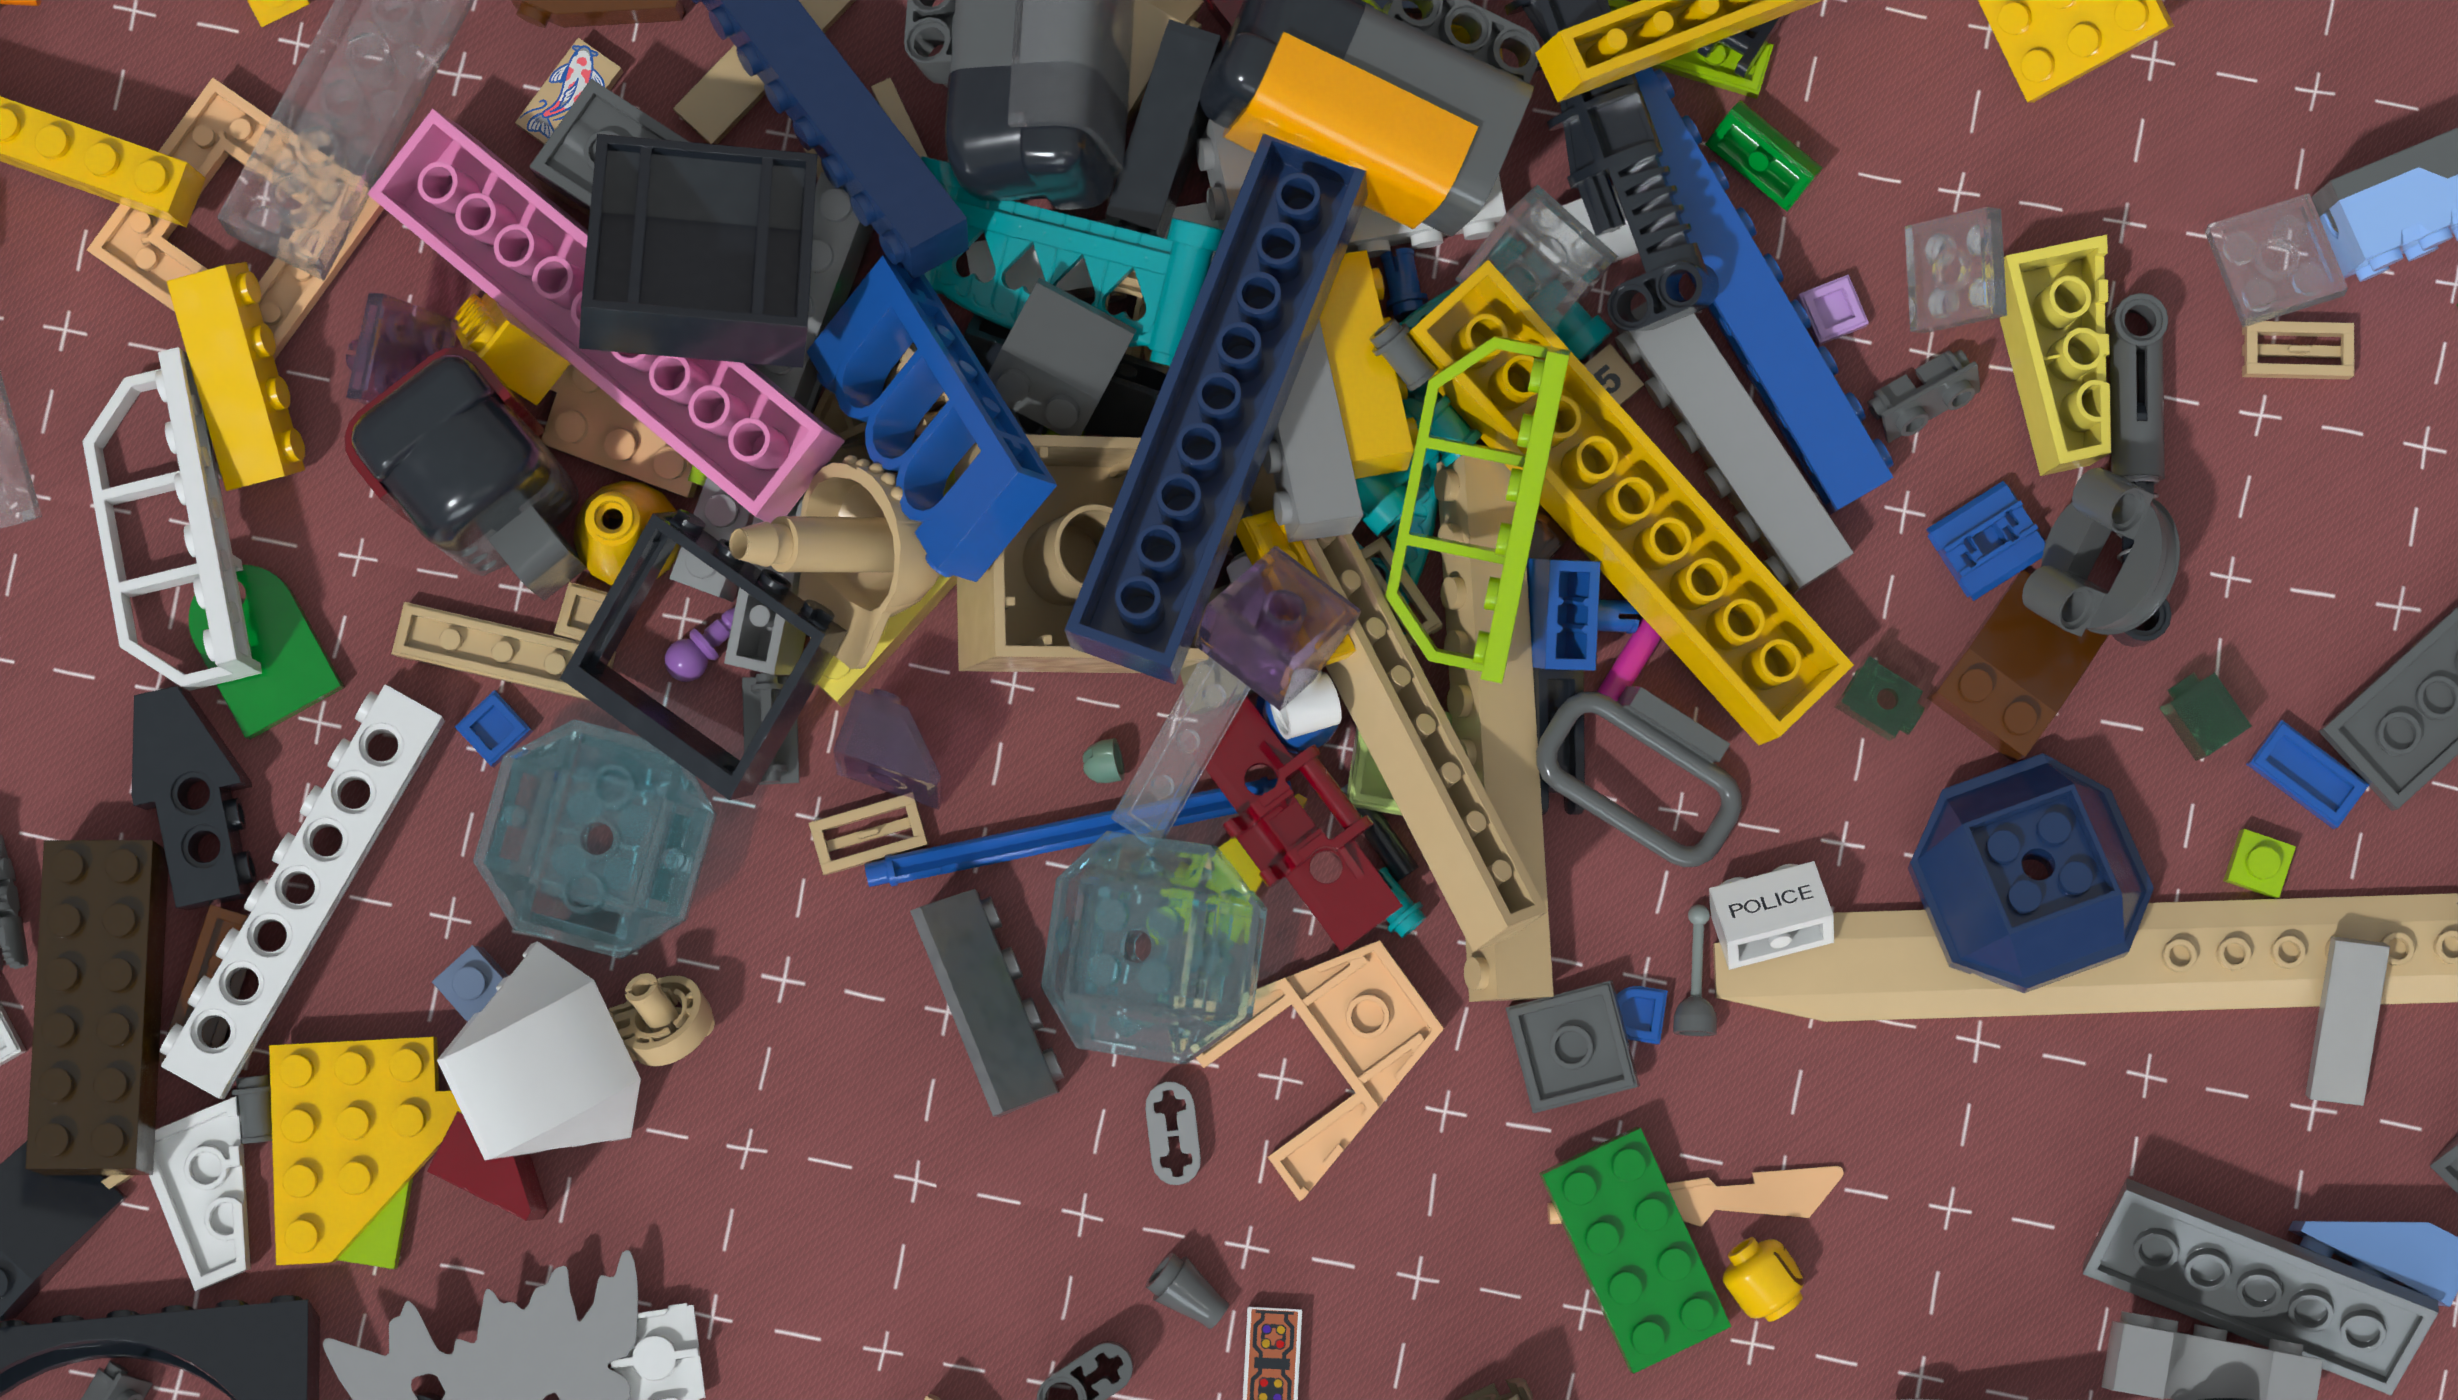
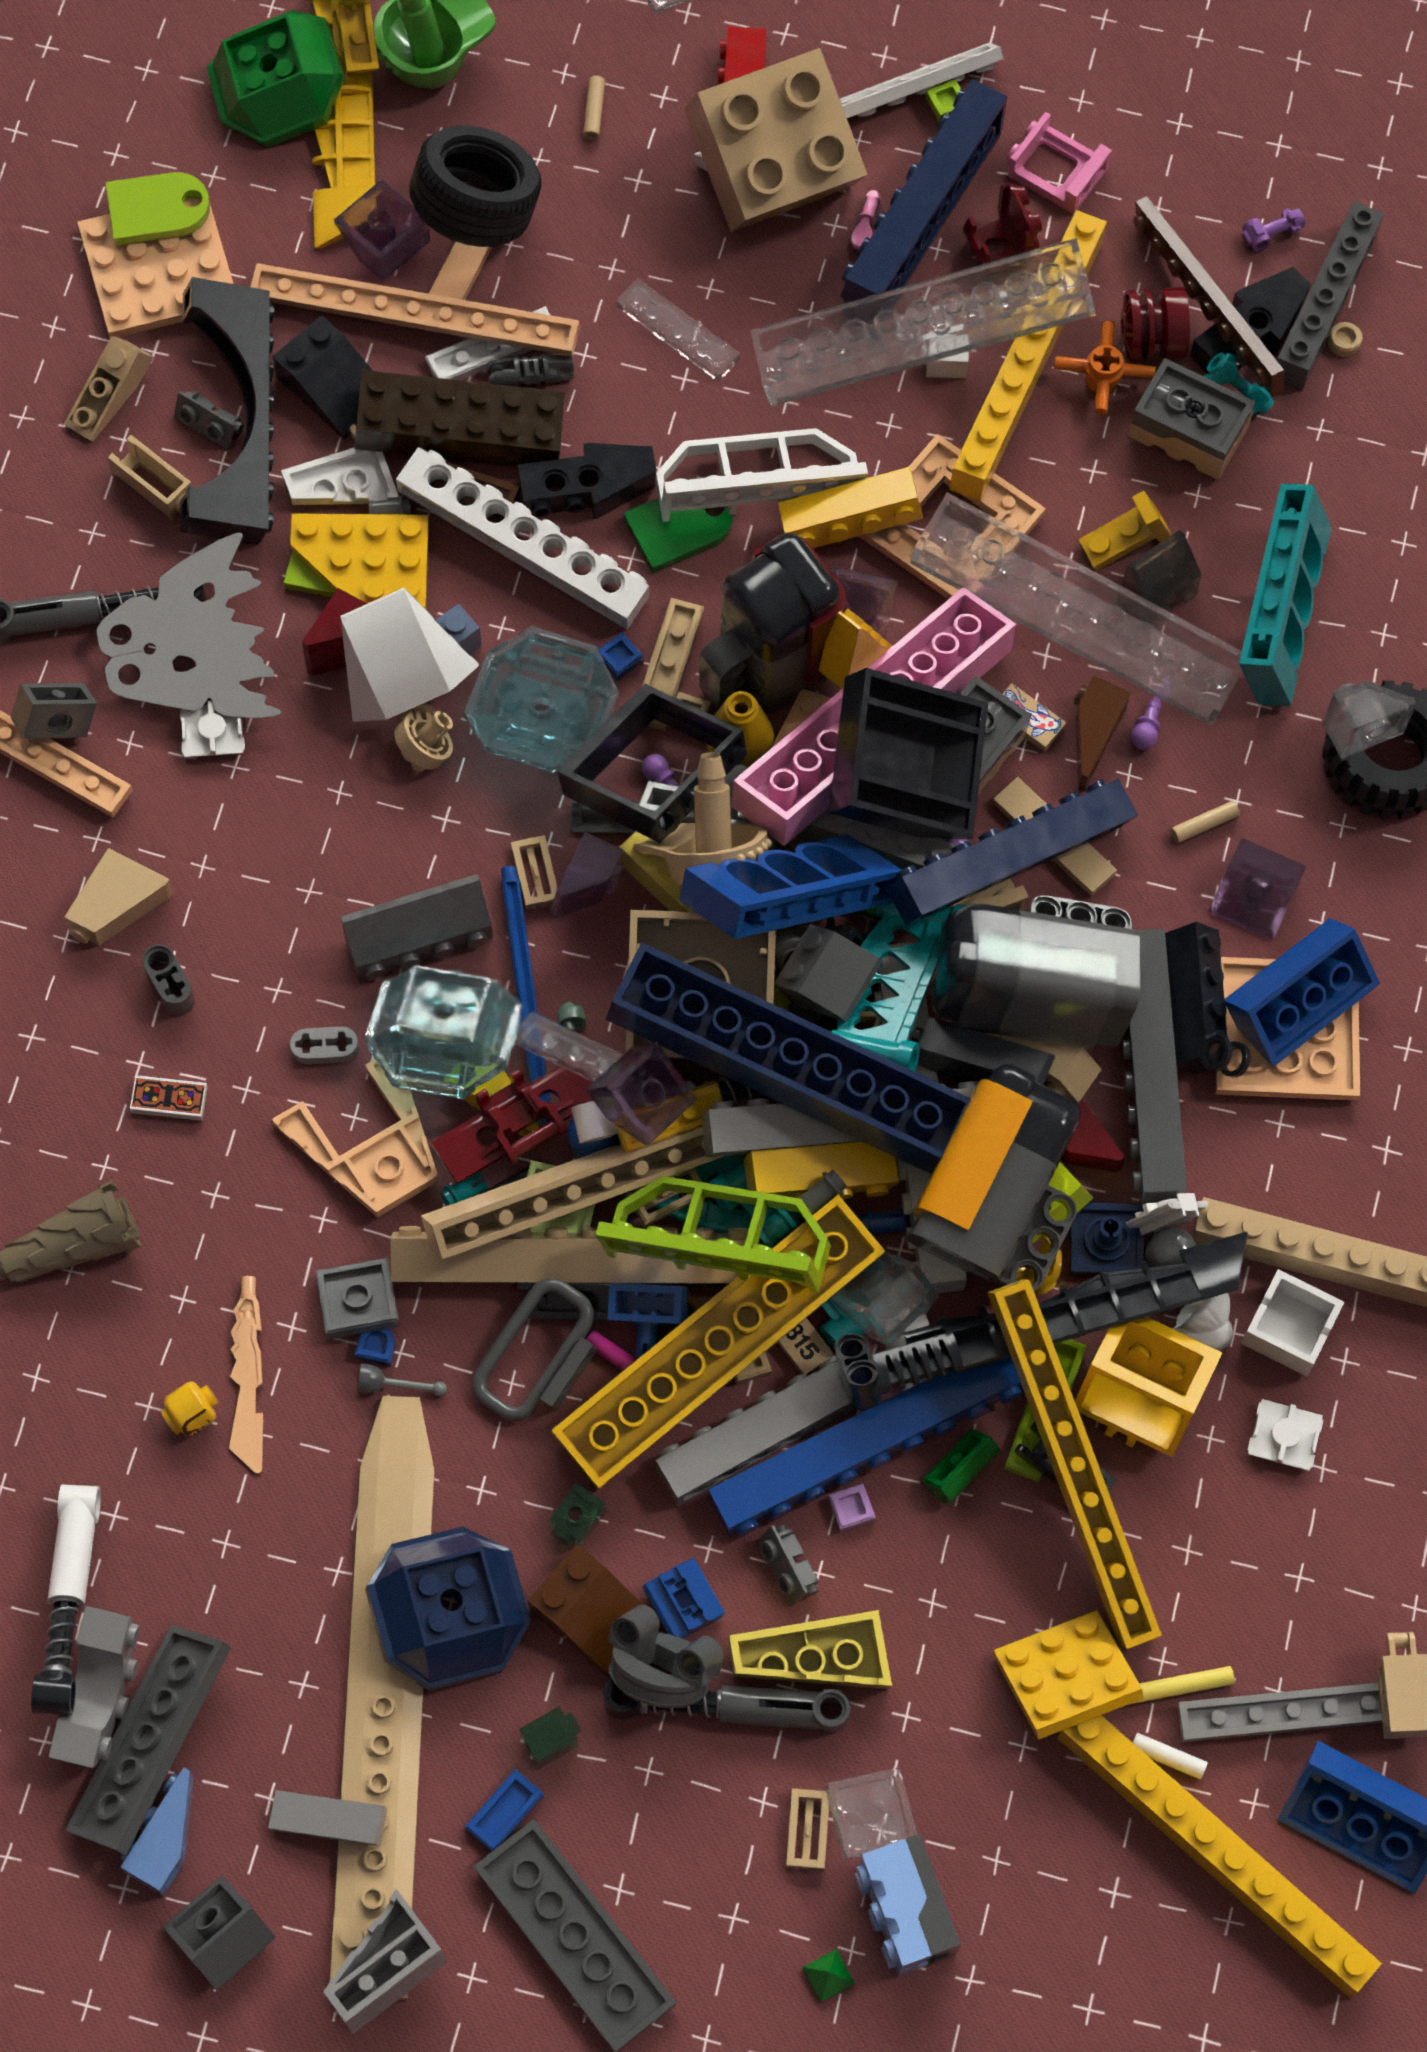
camera: 90 degrees right, 15 degrees down
(1184, 1289) = (220, 1046): dark grey cone -> none
(1635, 1249) = (218, 1328): green plate -> none
(1771, 914) = (434, 1429): white brick -> none
(1955, 270) = (872, 1583): clear plate -> none
(2259, 863) = (444, 1771): lime plate -> none

